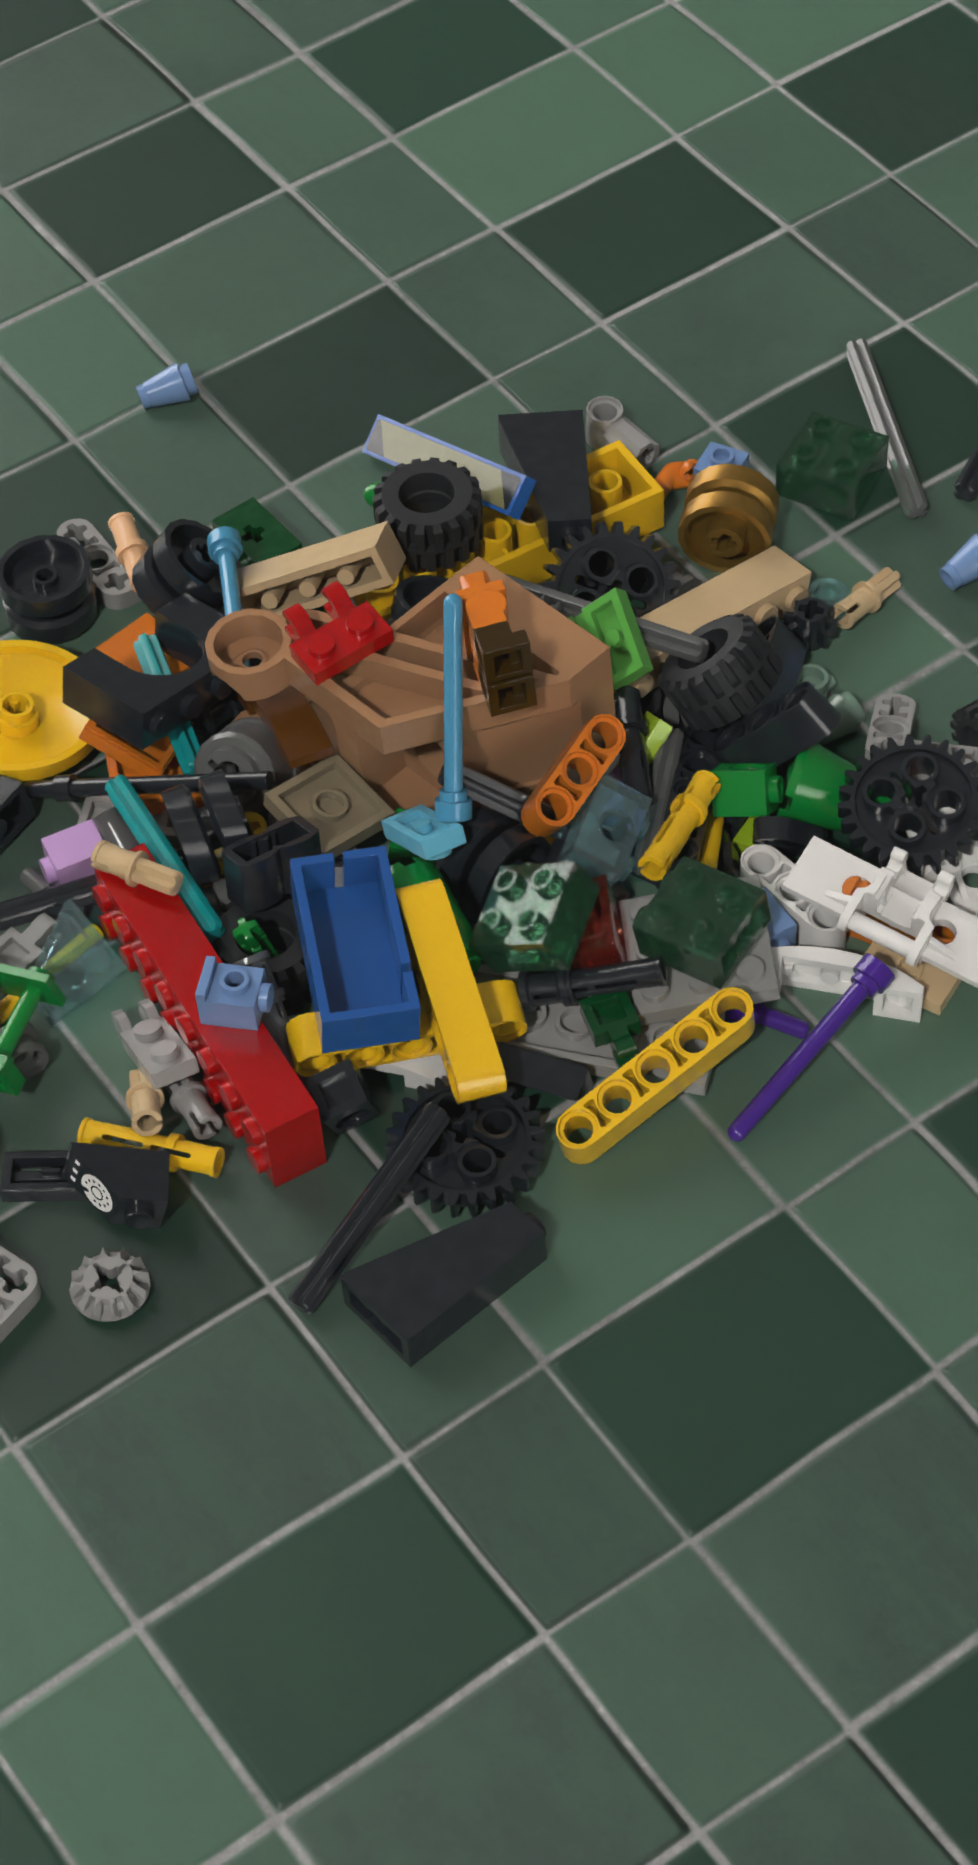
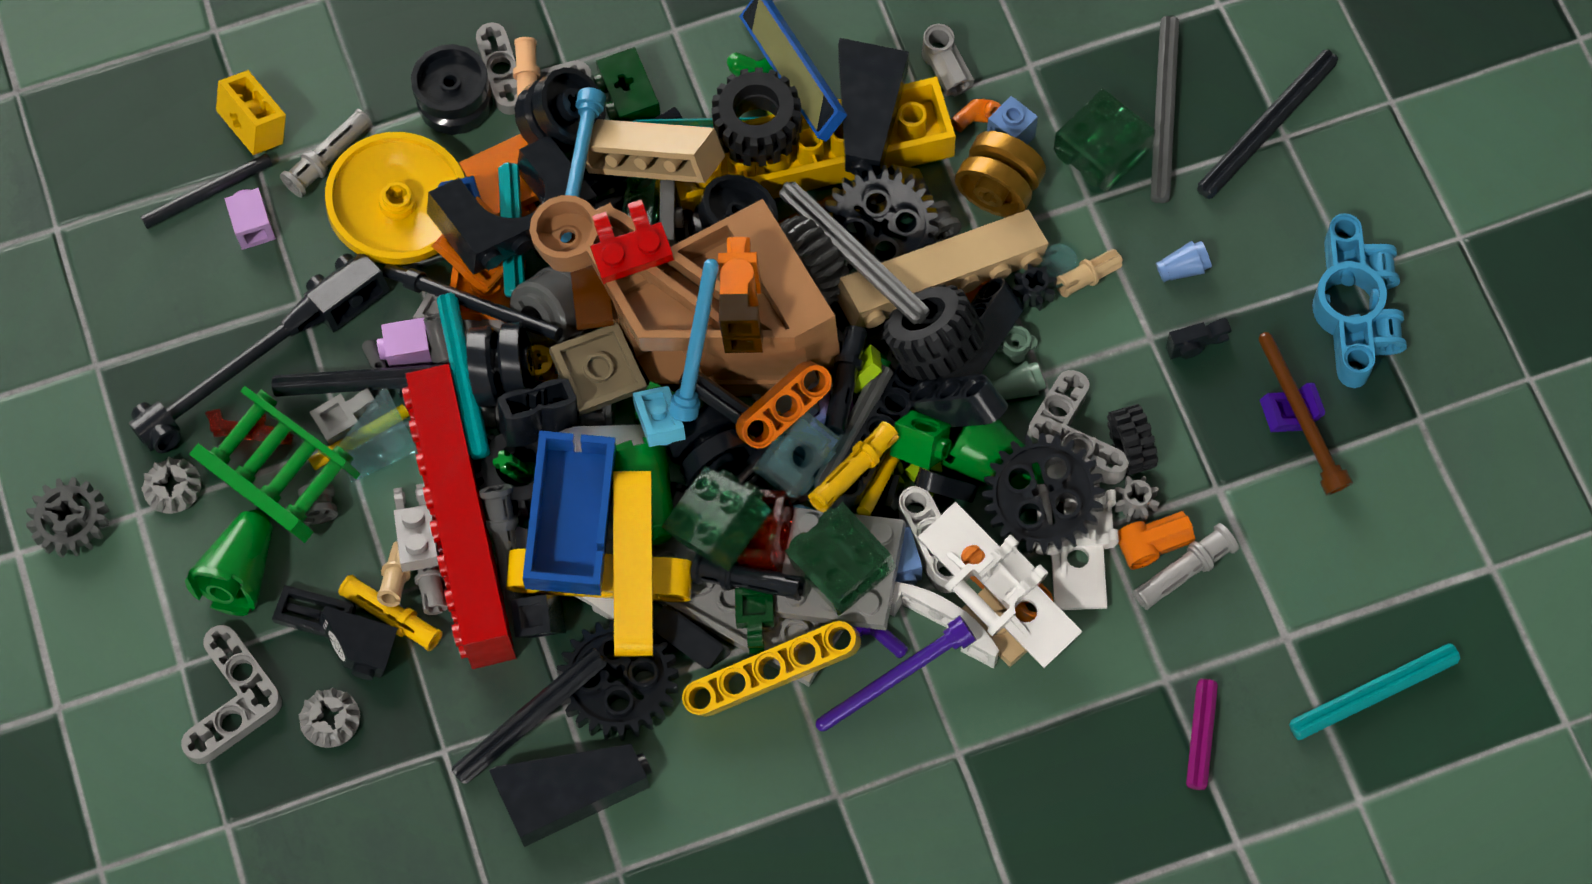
camera: 15 degrees right, 15 degrees up
(135, 868) = (433, 389): tan axle -> none
(233, 995) = (476, 537): medium blue brick -> none
(614, 623) = (853, 286): bright green plate -> none

